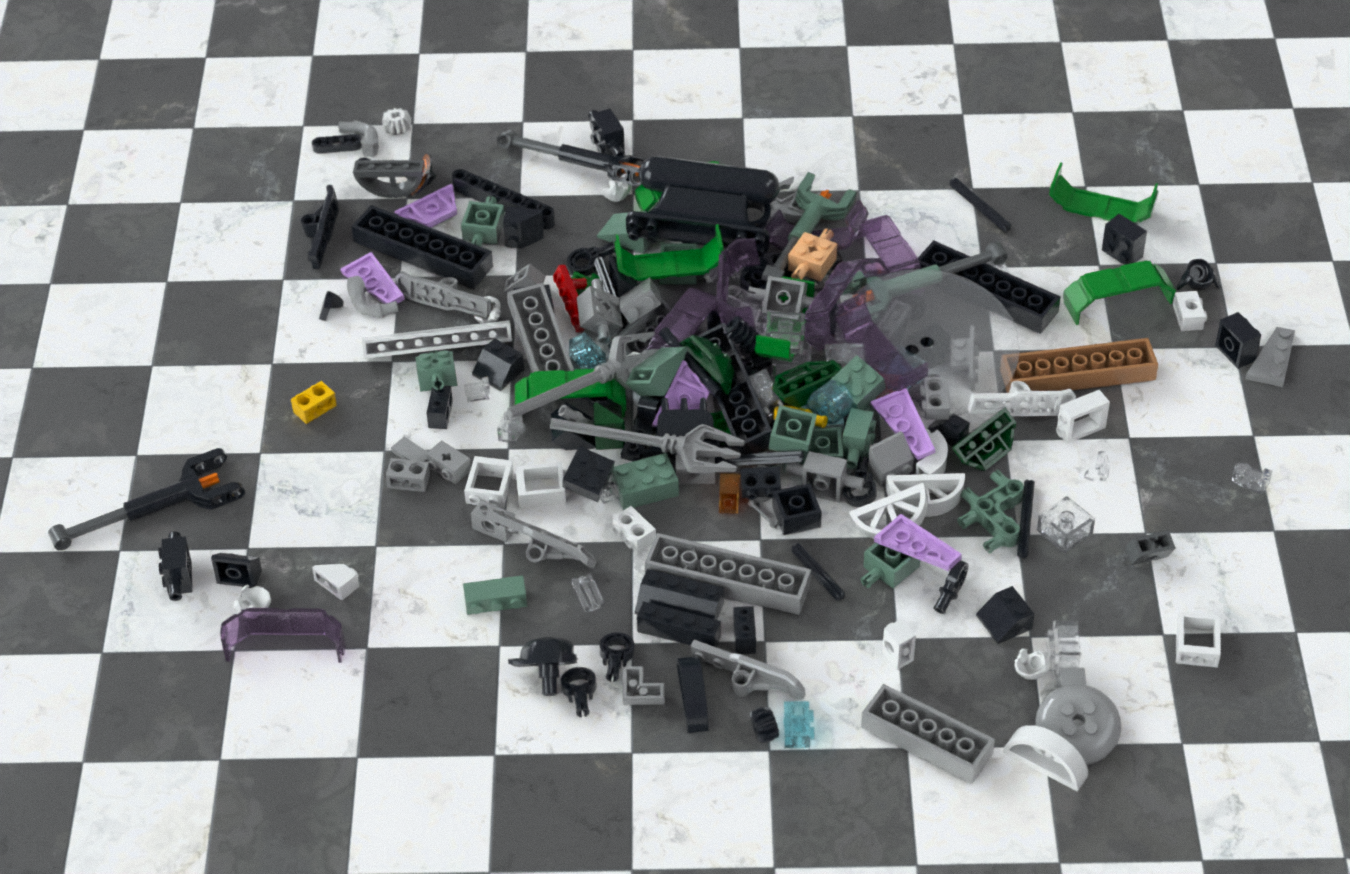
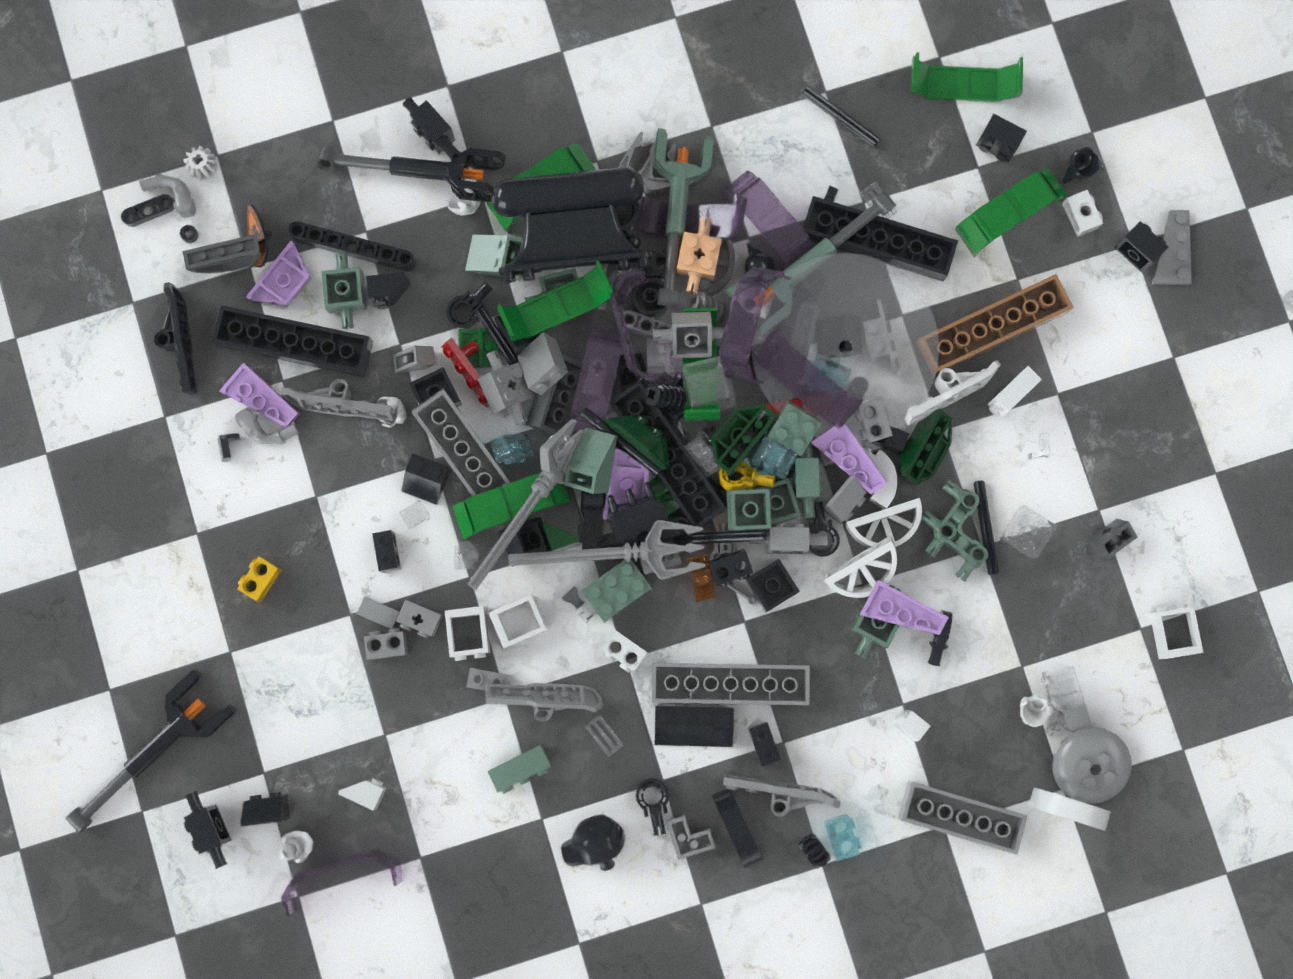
camera: 15 degrees left, 35 degrees up
(436, 339) = (352, 465): white brick -> none
(436, 370) = (368, 511): sand green brick -> none
(572, 415) = (529, 541): light grey pin -> none
(579, 691) = (639, 867): black pin -> none
(588, 474) = (565, 613): black brick -> none
(677, 625) = (703, 757): black brick -> none
(818, 572) = (810, 649): black axle -> none
(844, 352) = (772, 392): clear brick -> none
(1006, 615) = (997, 655): black slope -> none
(1251, 478) = (1184, 419): clear leg -> none

